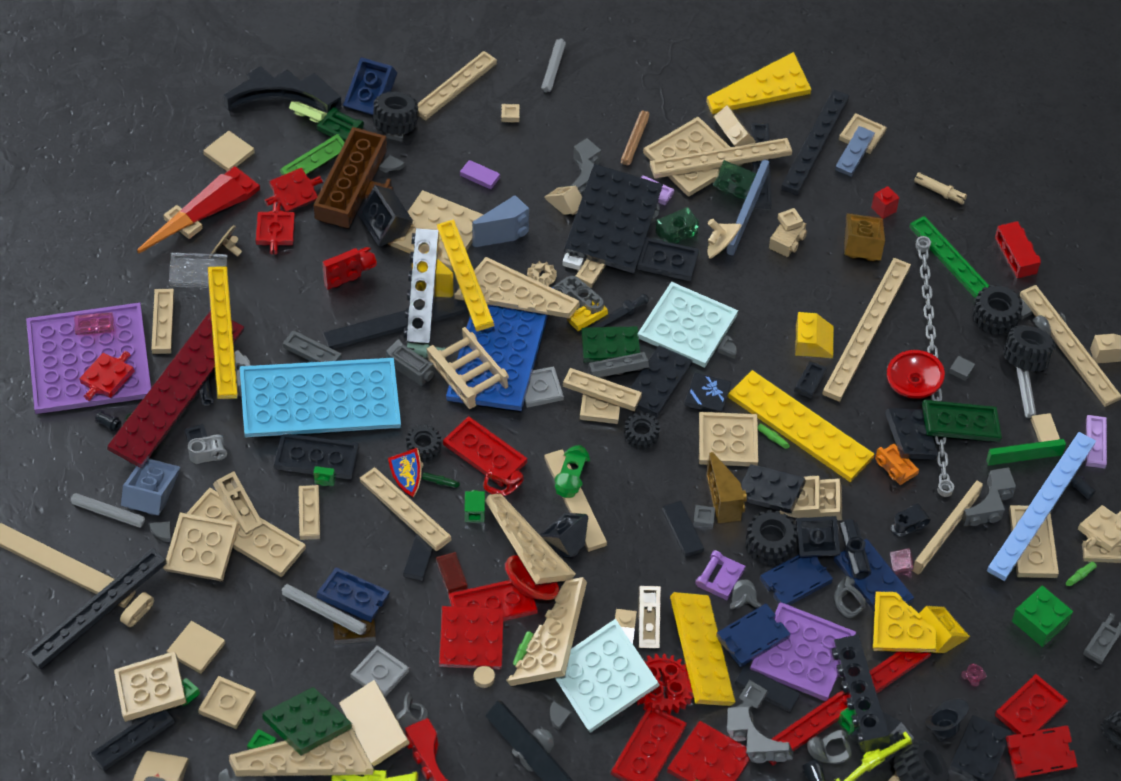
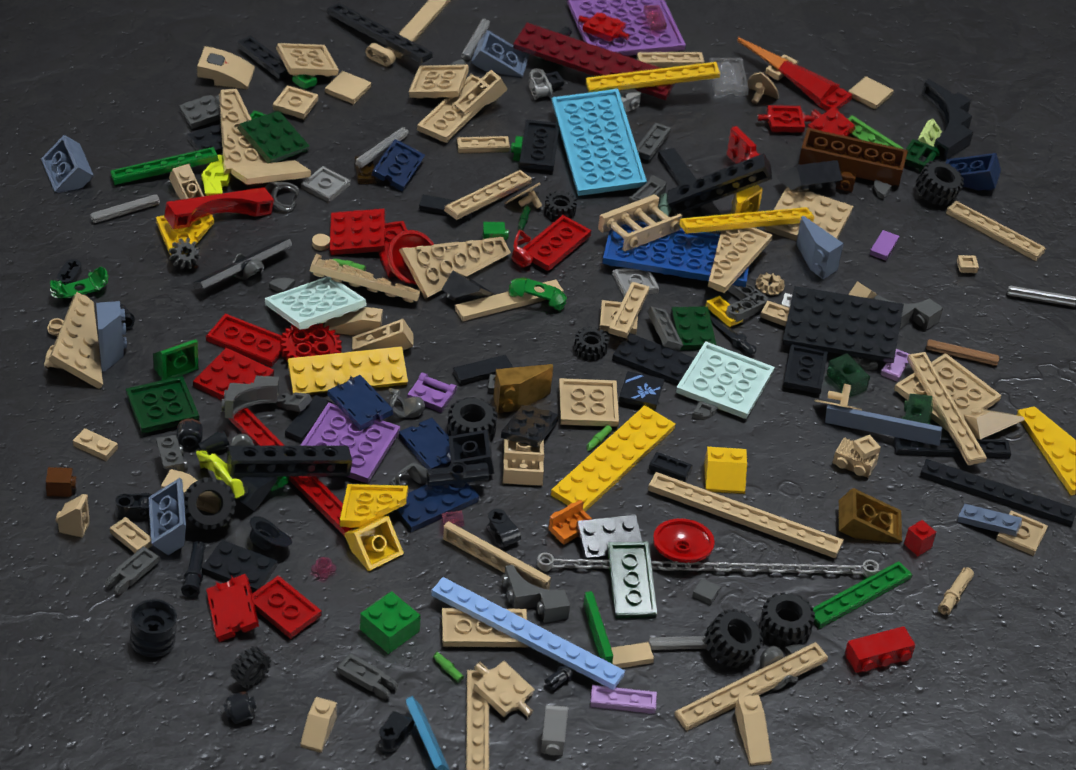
camera: 85 degrees right, 10 degrees down
(451, 572) = (427, 223): clear red tile -> none

